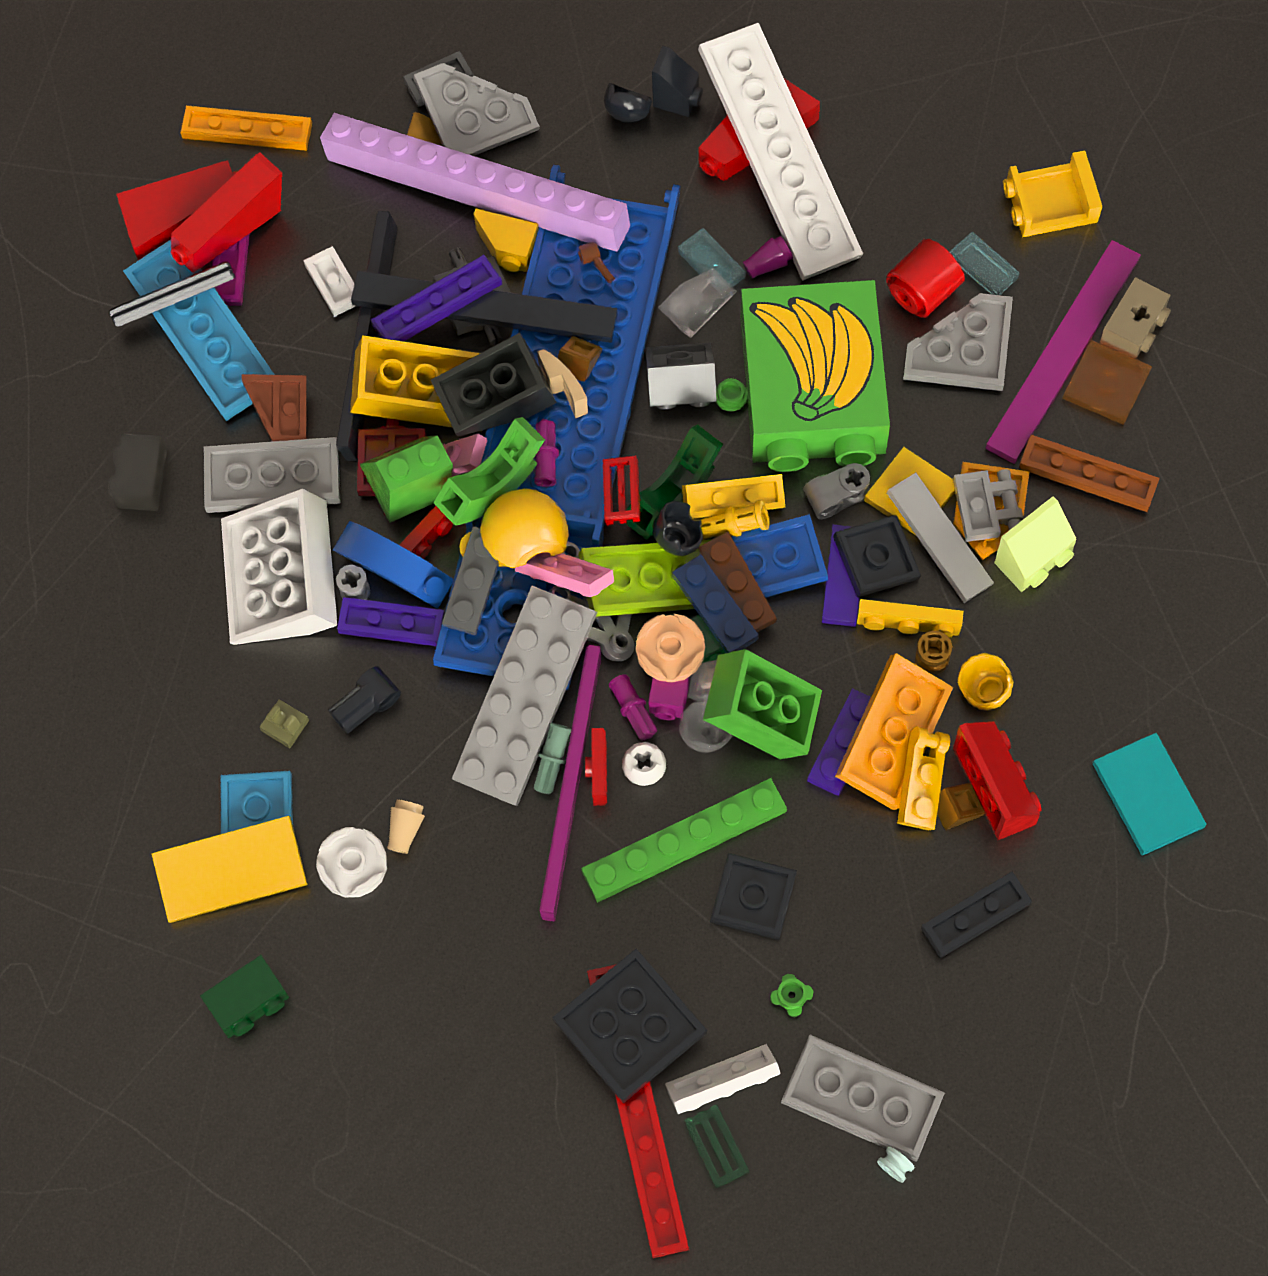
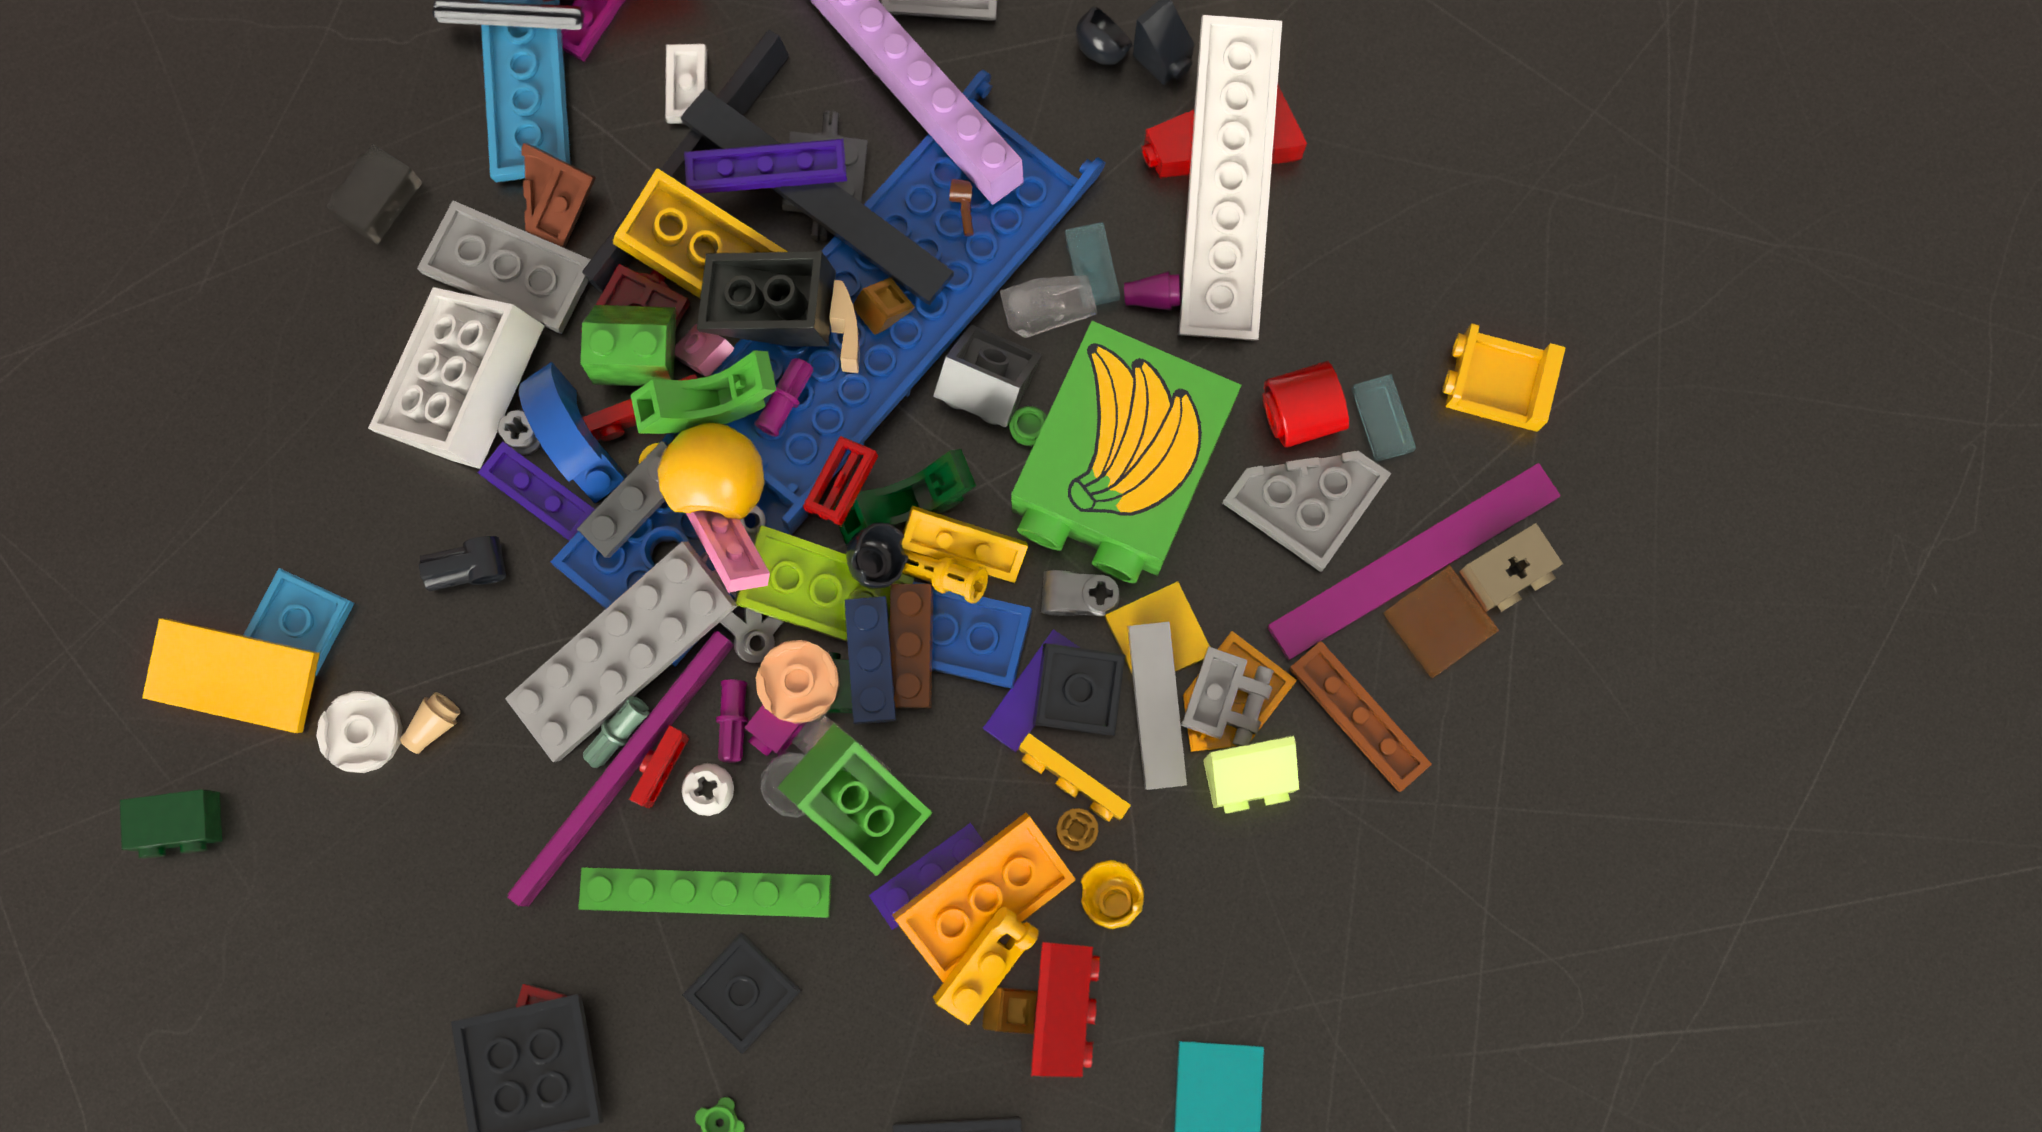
camera: 25 degrees right, 10 degrees up
(284, 723) = (373, 545): olive tile -> none
(507, 239) = (890, 129): yellow slope -> none

